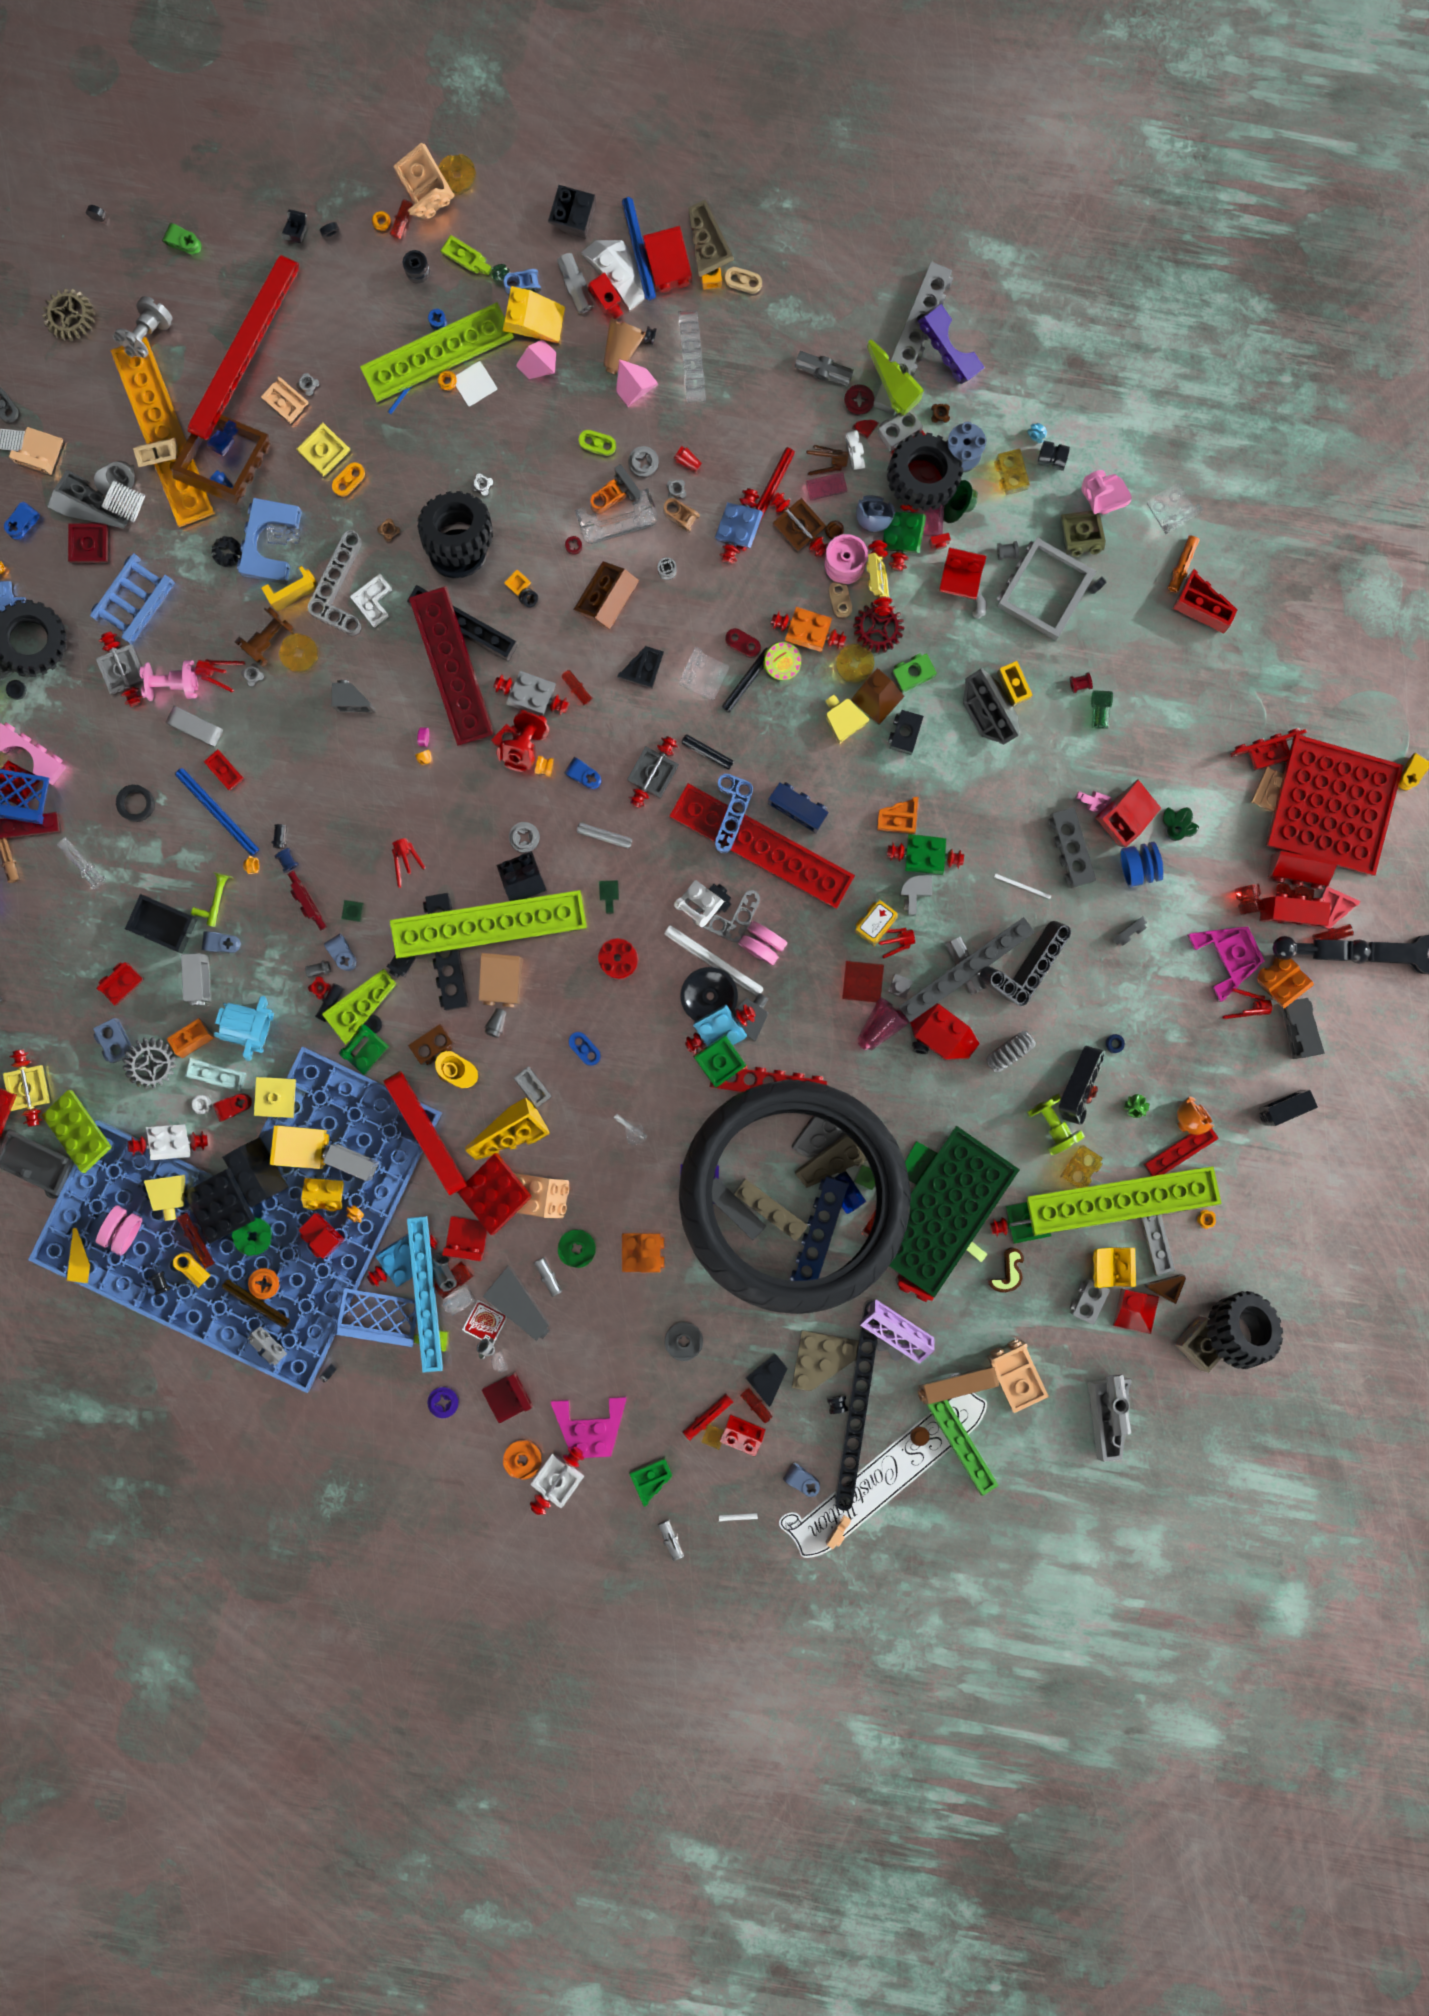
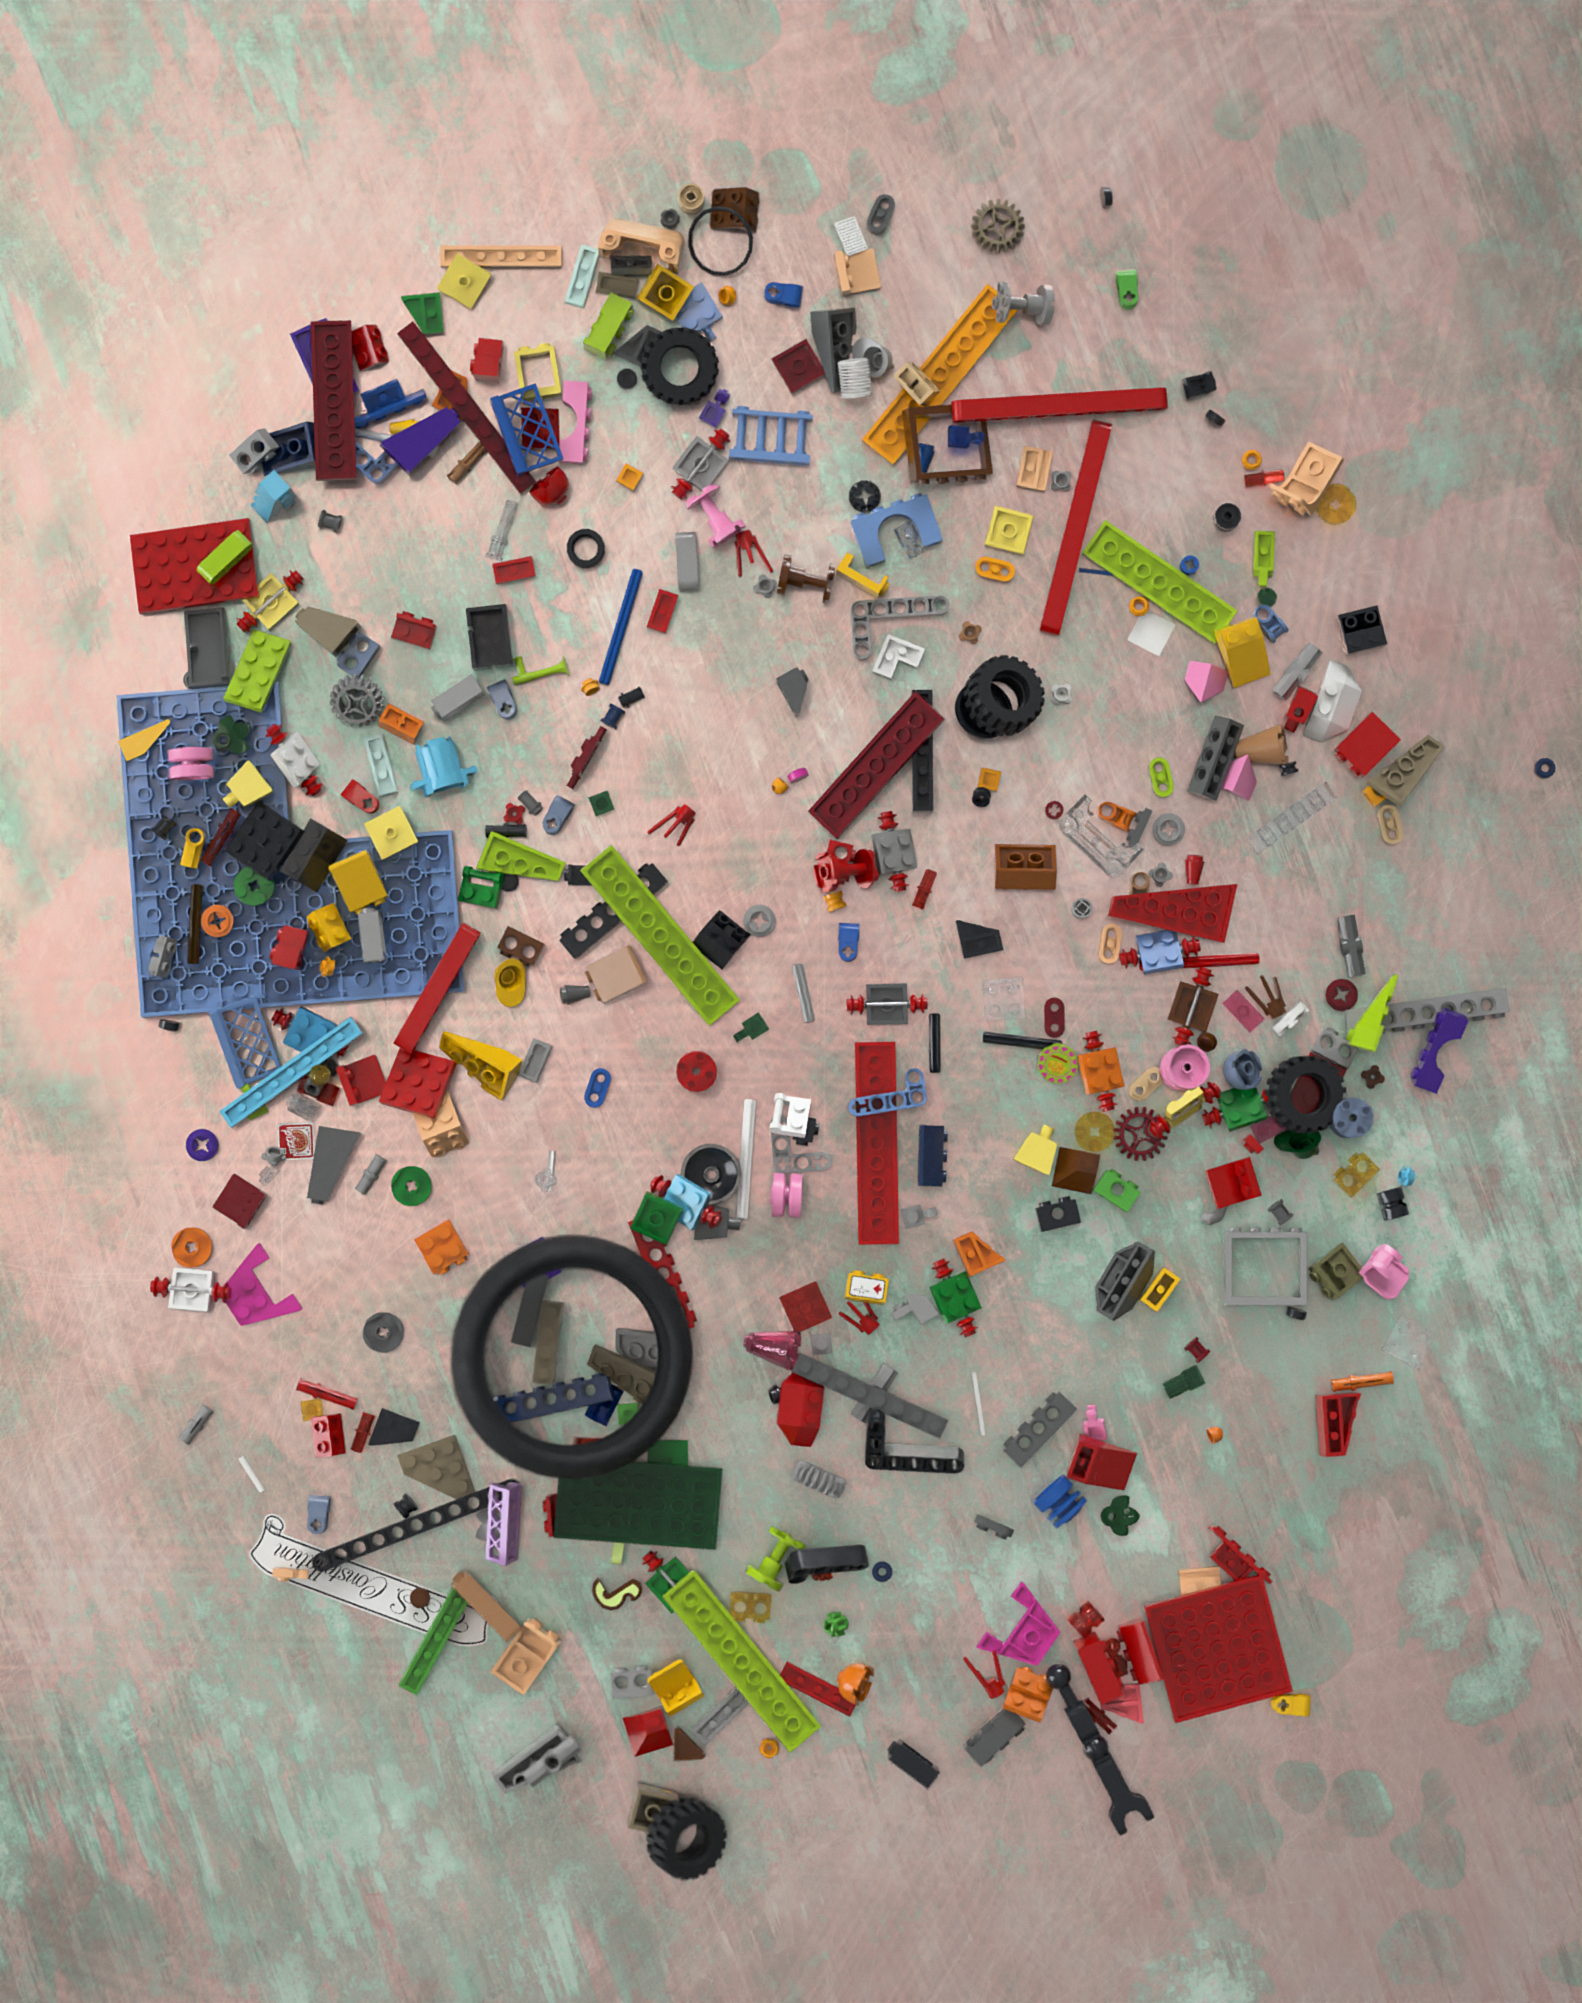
camera: 60 degrees right, 0 degrees up
(68, 802) = (551, 488): none -> red cylinder
(75, 1052) = (327, 629): none -> dark tan slope
(84, 634) = (713, 412): none -> dark purple plate
(97, 733) = (629, 477): none -> light orange plate
(118, 872) = (513, 570): none -> red plate
(118, 1180) = (234, 733): none -> dark green plate
(201, 1104) = (346, 768): white tile -> none
(308, 658) = (810, 628): clear yellow plate -> none
(352, 393) = (1075, 527): none -> red beam
(440, 1271) = (319, 1074): none -> clear yellow tile
(607, 388) = (1215, 758): none -> dark grey brick
(638, 248) = (1362, 711): blue axle -> none
(650, 1479) = (240, 1374): green wing -> none
(709, 562) = (1111, 944): none -> light nougat plate
(719, 483) = (1191, 911): none -> red wing
(770, 125) = (1551, 768): none -> dark blue plate
(839, 849) = (915, 1216): none -> light grey plate
(865, 427) = (1319, 1015): red tile -> none
(1158, 708) = (1214, 1434): none -> orange hinge

